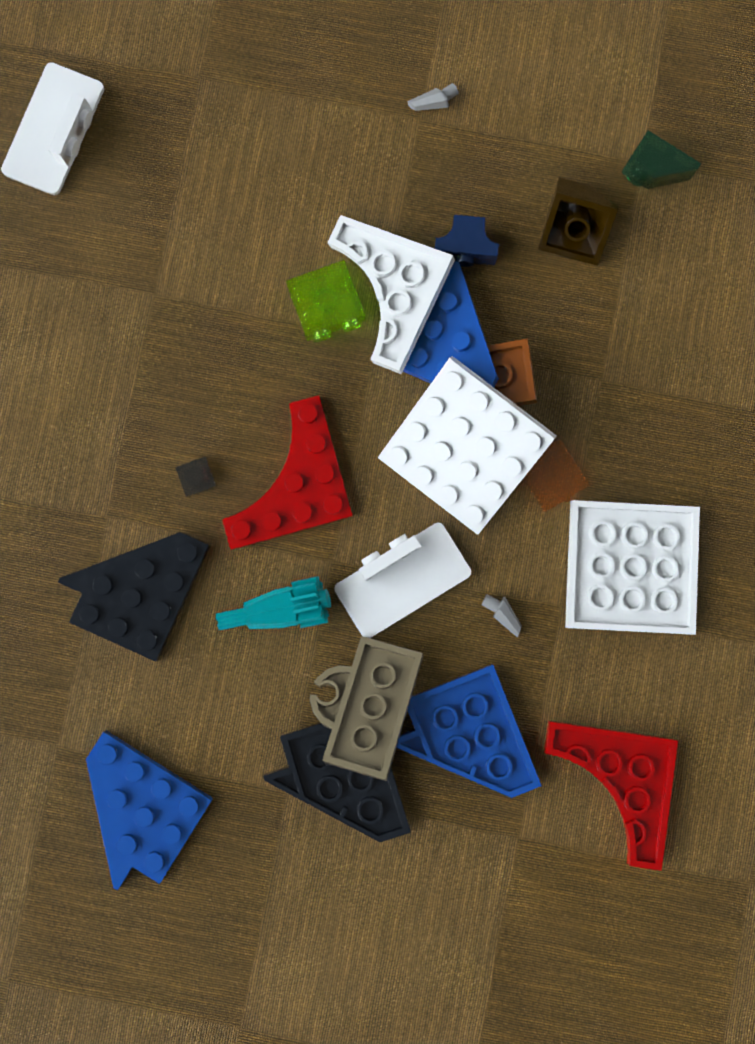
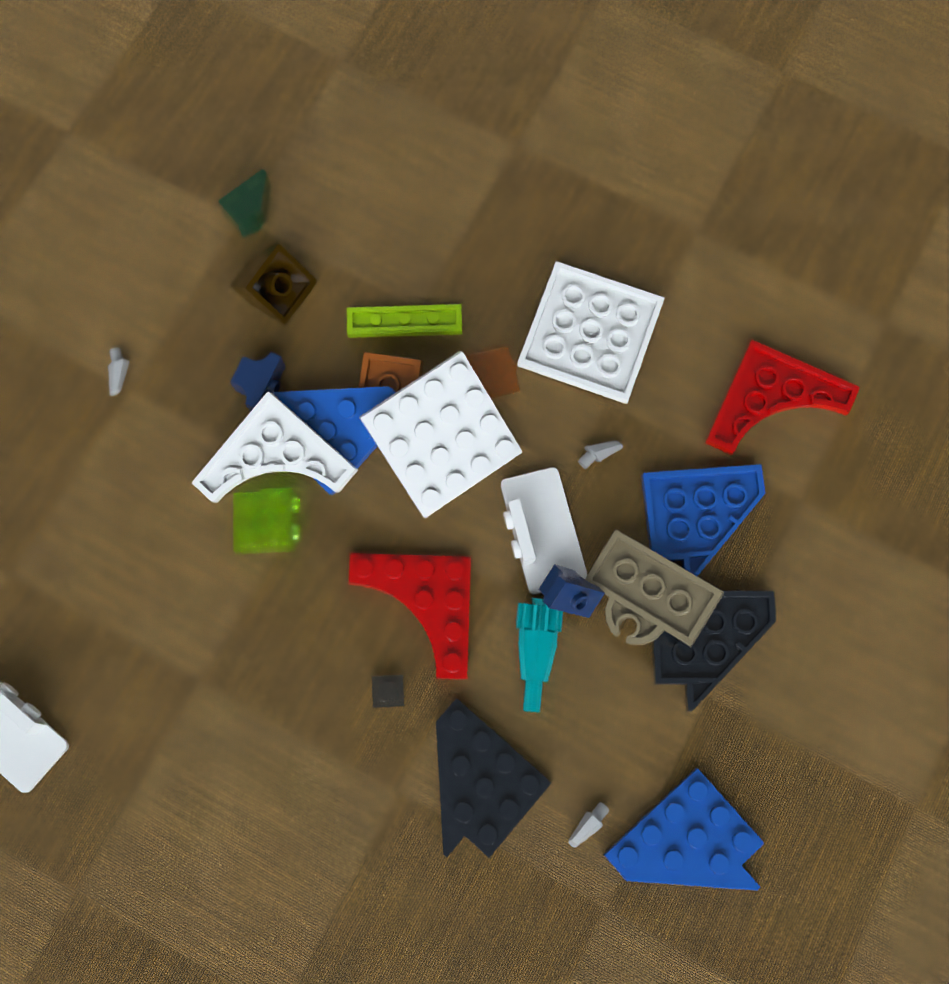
camera: 75 degrees left, 10 degrees down
(127, 709) = (589, 825): none -> light grey bar
(341, 624) = (570, 592): none -> dark blue brick
(582, 369) = (404, 320): none -> lime tile

